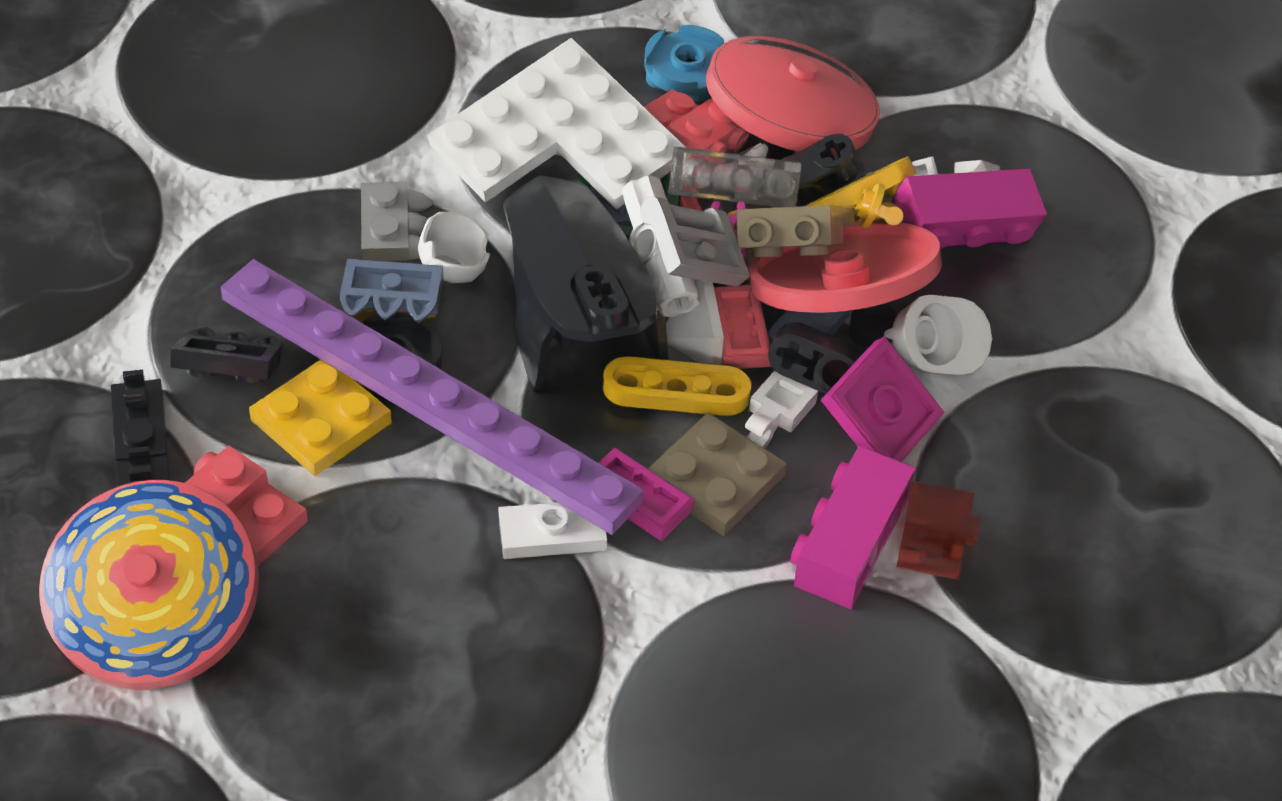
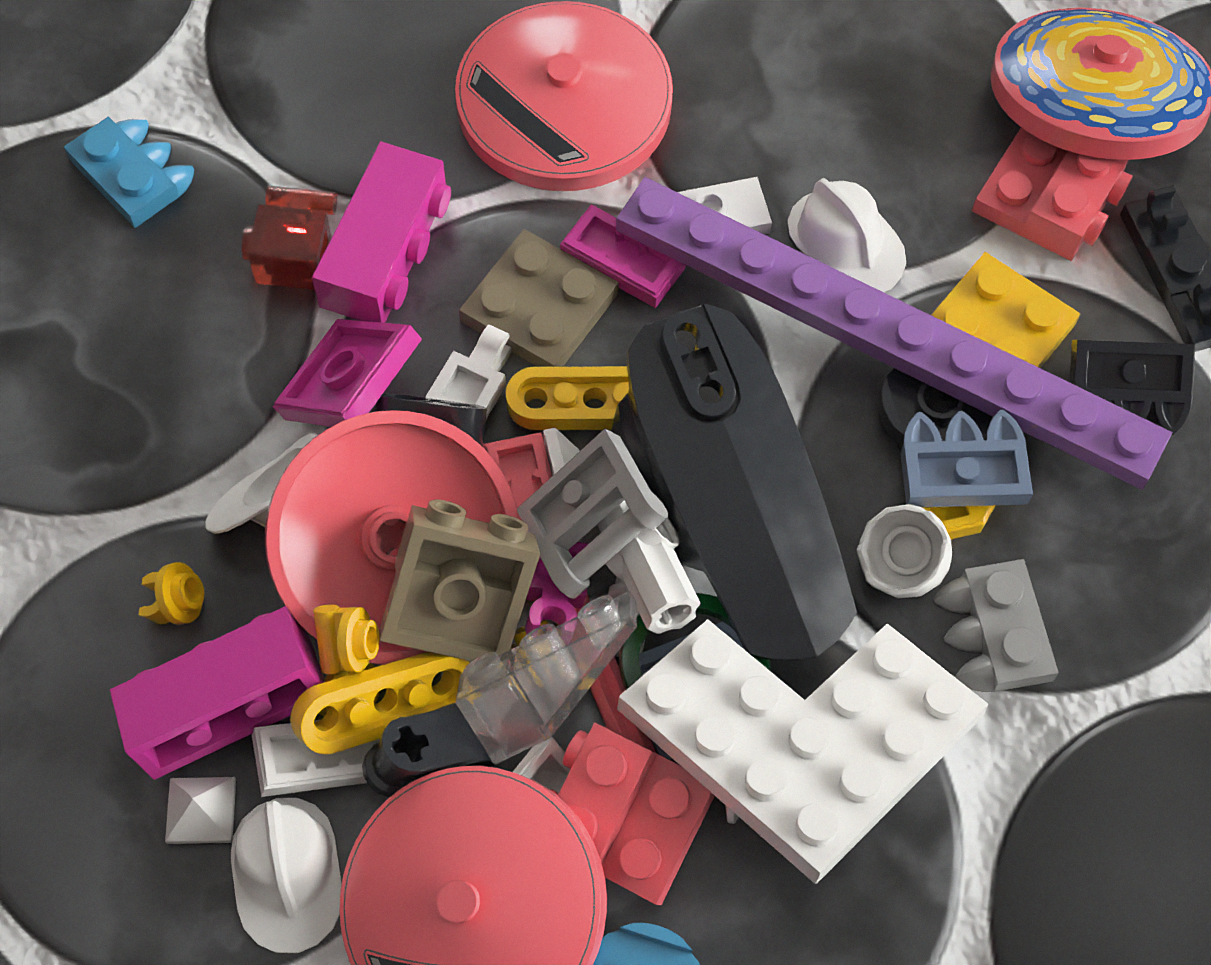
camera: 175 degrees right, 15 degrees up
(432, 504) = (847, 233): none -> white piece
(674, 659) = (563, 96): none -> coral dish
(916, 136) = (286, 875): none -> white piece
(1009, 289) = (177, 595): none -> yellow plate
(1096, 627) = (129, 172): none -> dark azure plate

